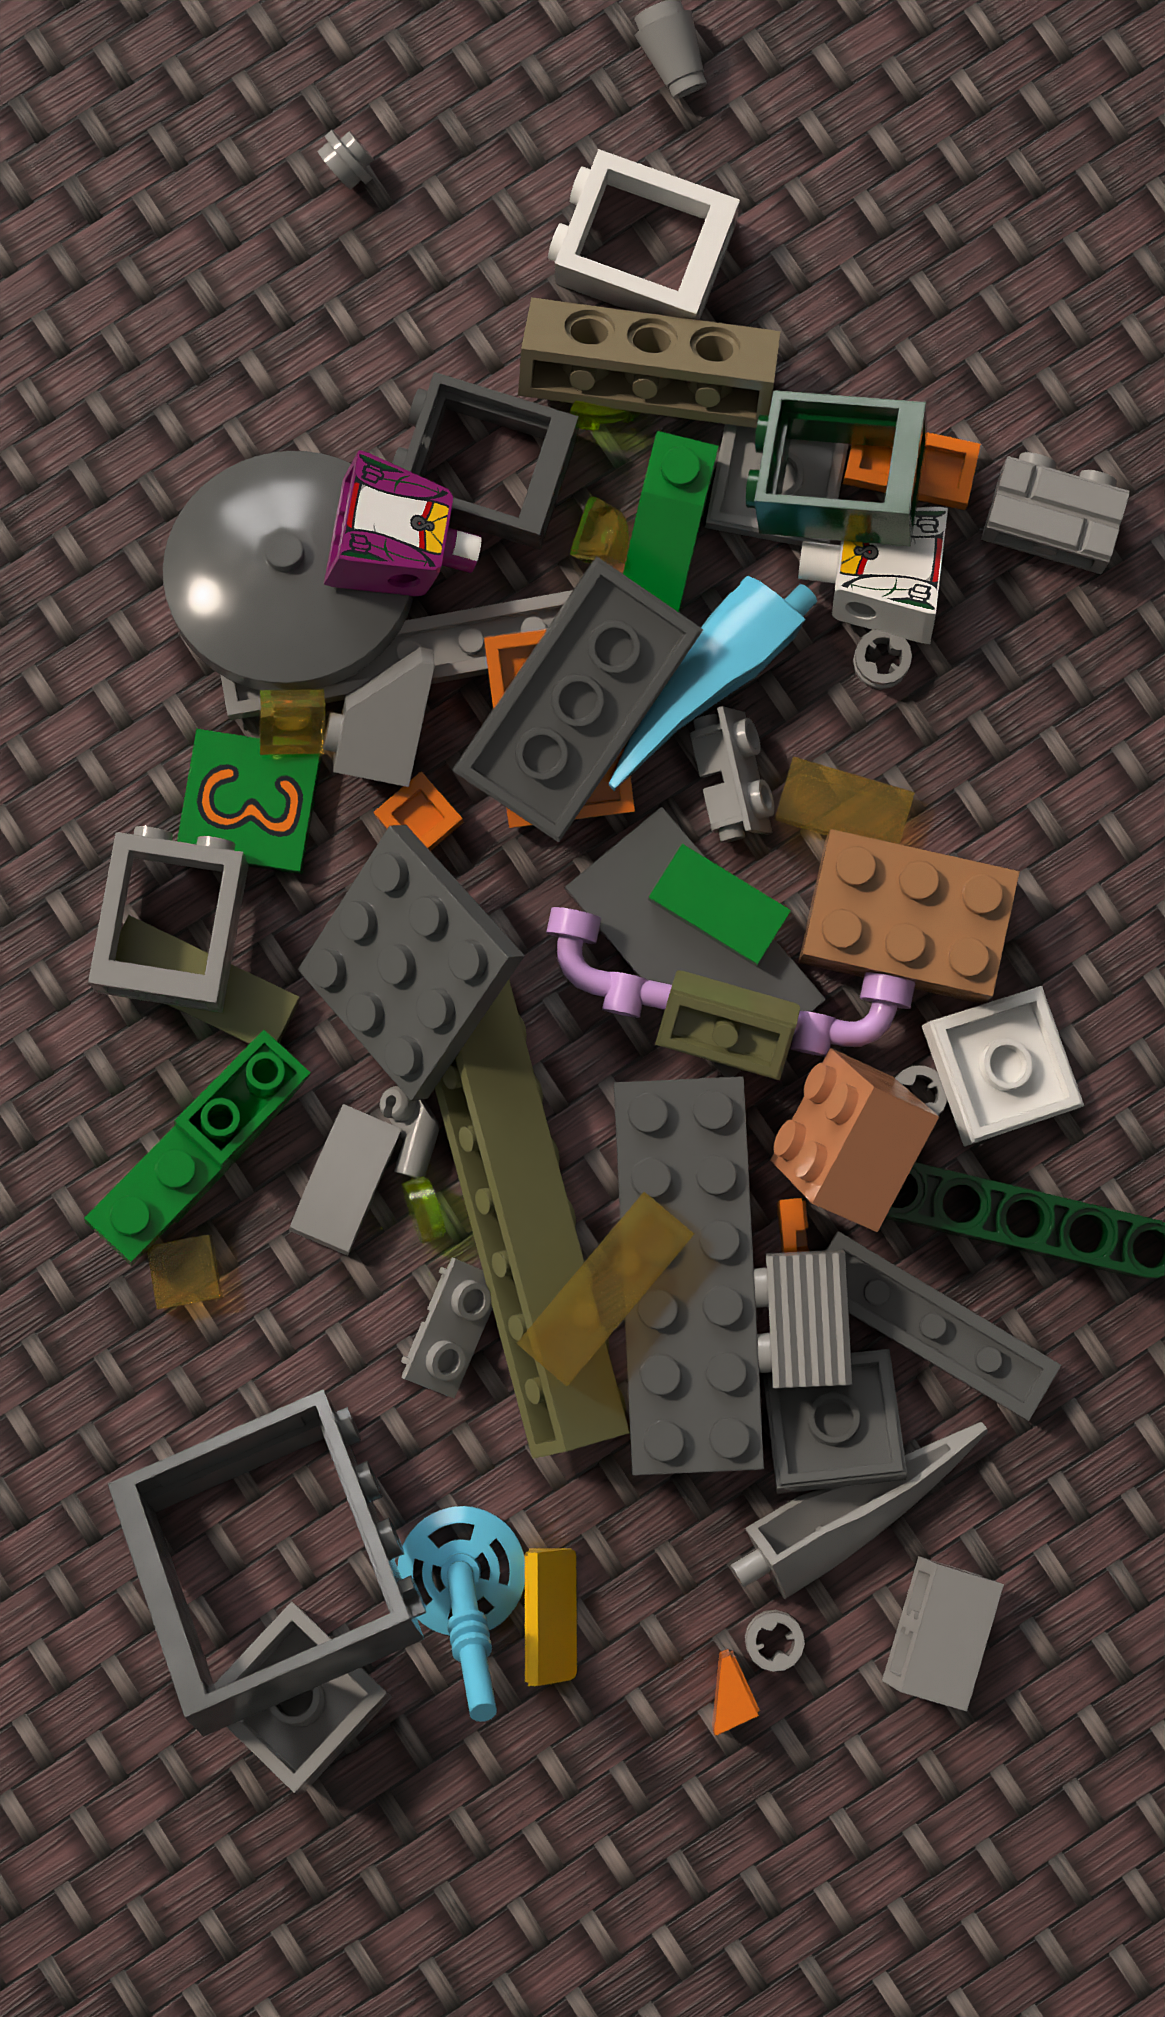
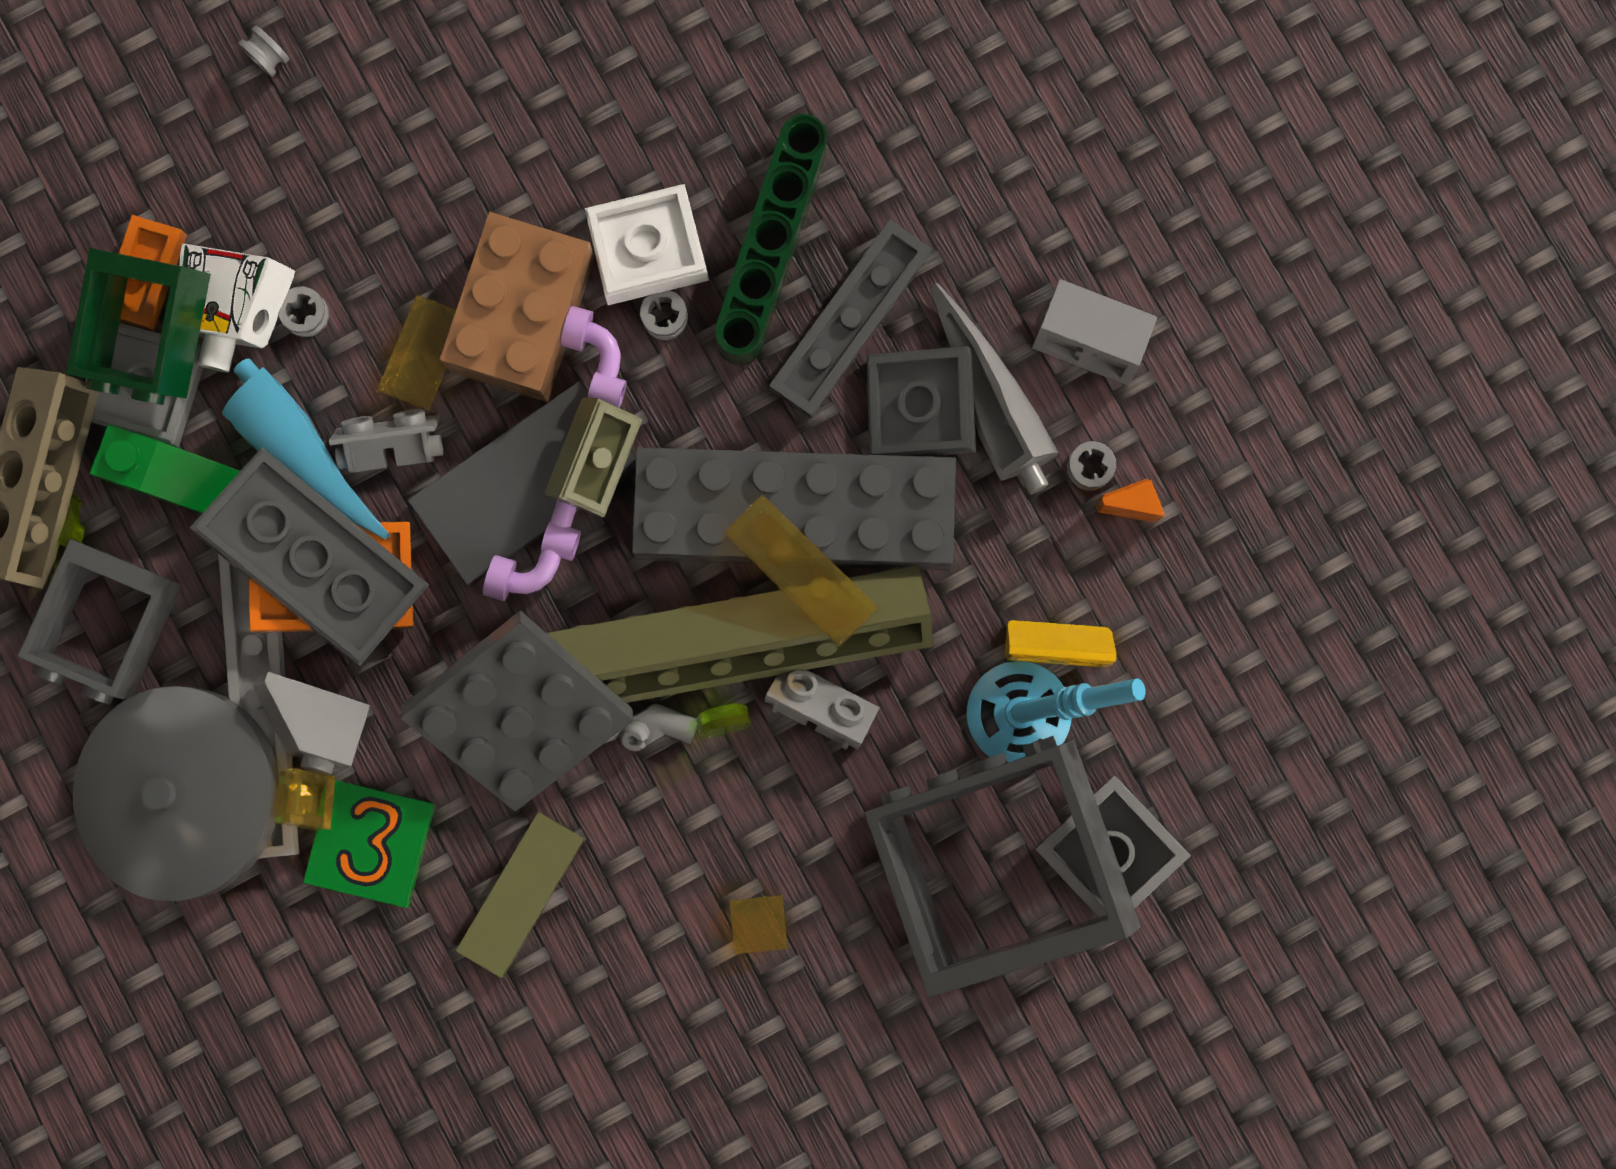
camera: 90 degrees left, 0 degrees up
(162, 984) = (515, 929): light grey window -> none
(198, 1148) = (656, 904): green slope -> none
(345, 1179) = (693, 784): light grey slope -> none
(394, 531) = (150, 699): torso -> none
(422, 810) = (388, 696): orange plate -> none
(601, 533) = (172, 531): clear yellow tile -> none
(719, 905) = (494, 458): green tile -> none
(792, 1225) = (756, 423): orange tile -> none
(806, 1318) = (837, 414): light grey brick -> none
(852, 1139) = (696, 362): nougat brick -> none
(1056, 512) = (196, 160): light grey brick -> none

